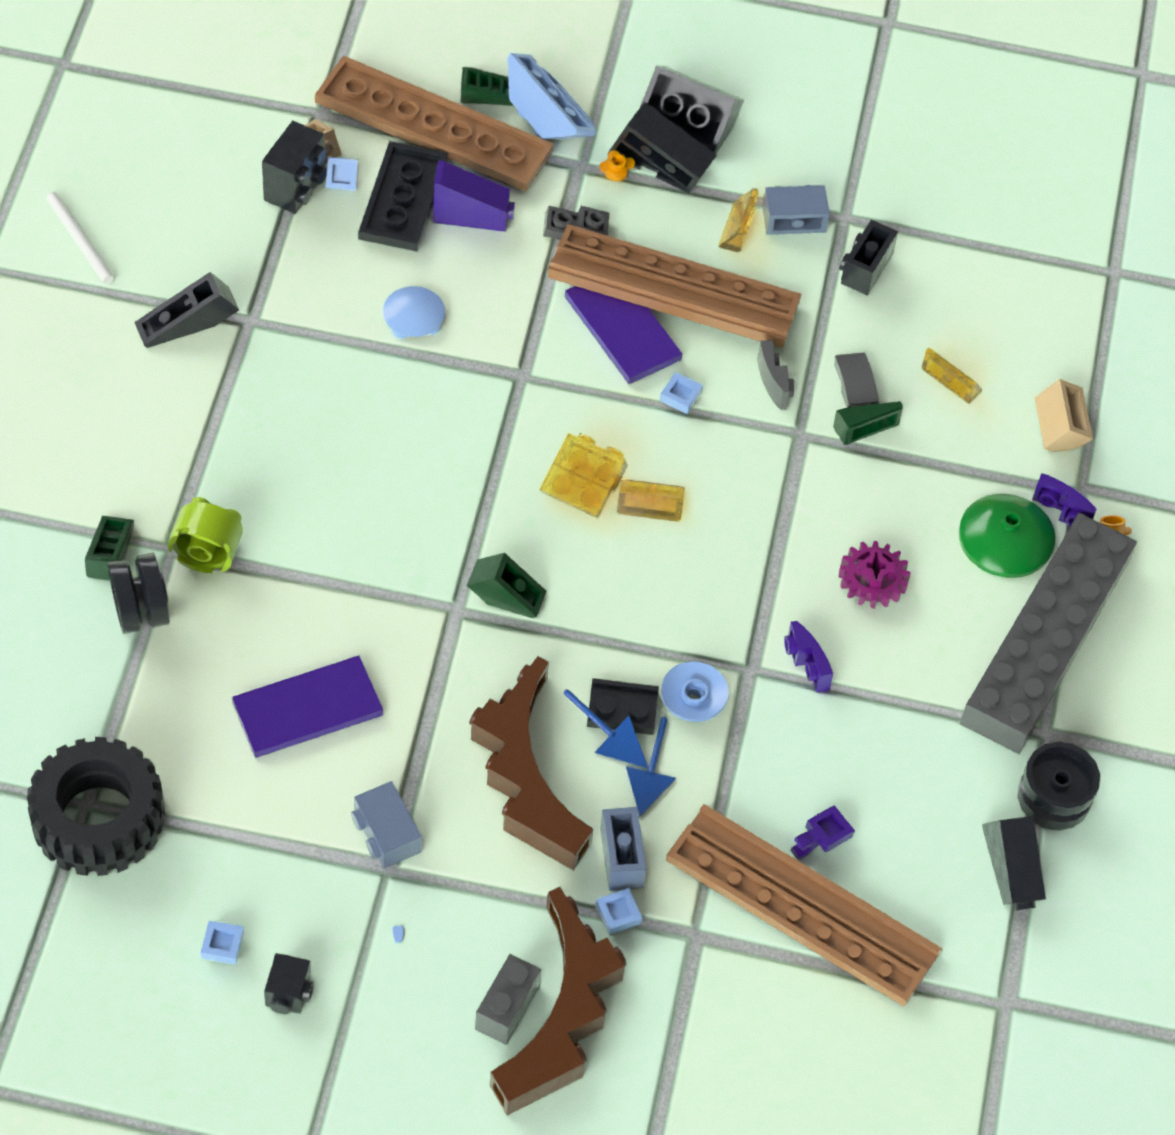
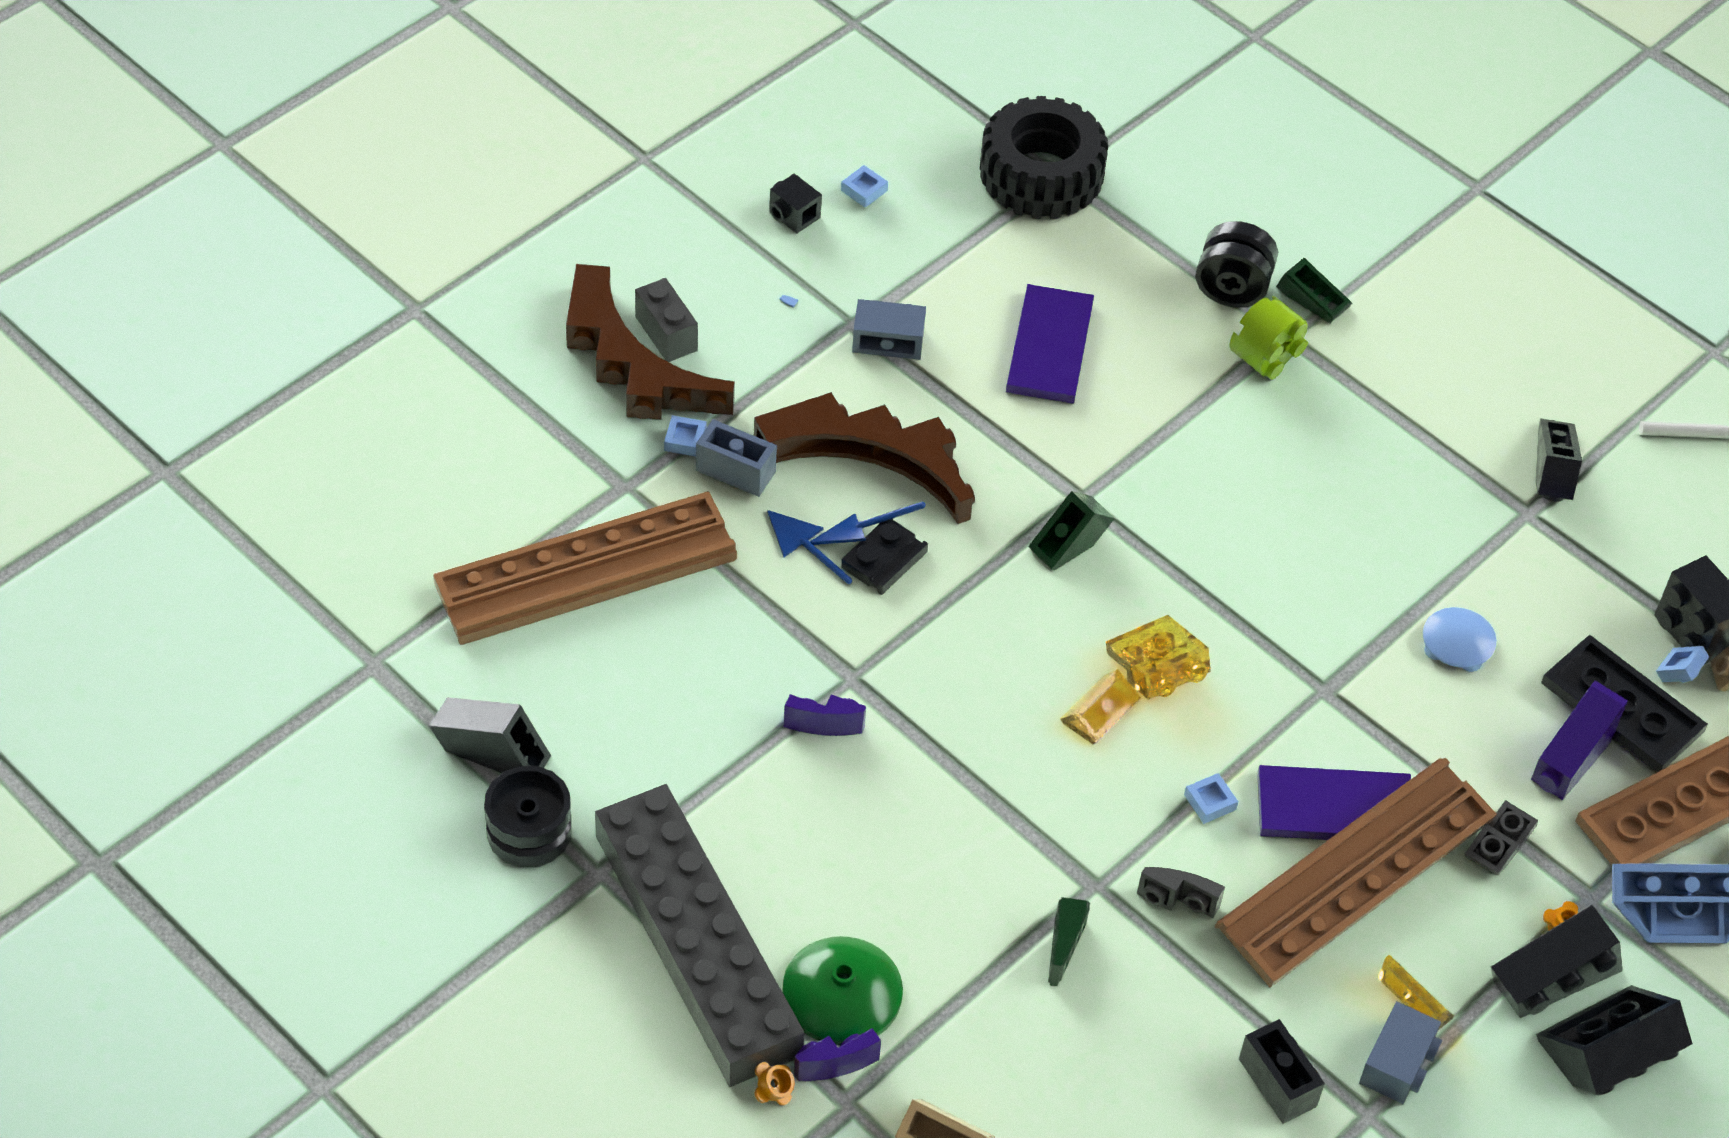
camera: 125 degrees right, 5 degrees down
(697, 680) = (857, 594): light blue dish -> none
(825, 829) = (638, 621): dark purple plate -> none
(856, 379) = (1124, 964): dark grey slope -> none
(886, 582) = (875, 826): magenta gear -> none
(950, 376) = (1075, 1065): clear yellow slope -> none

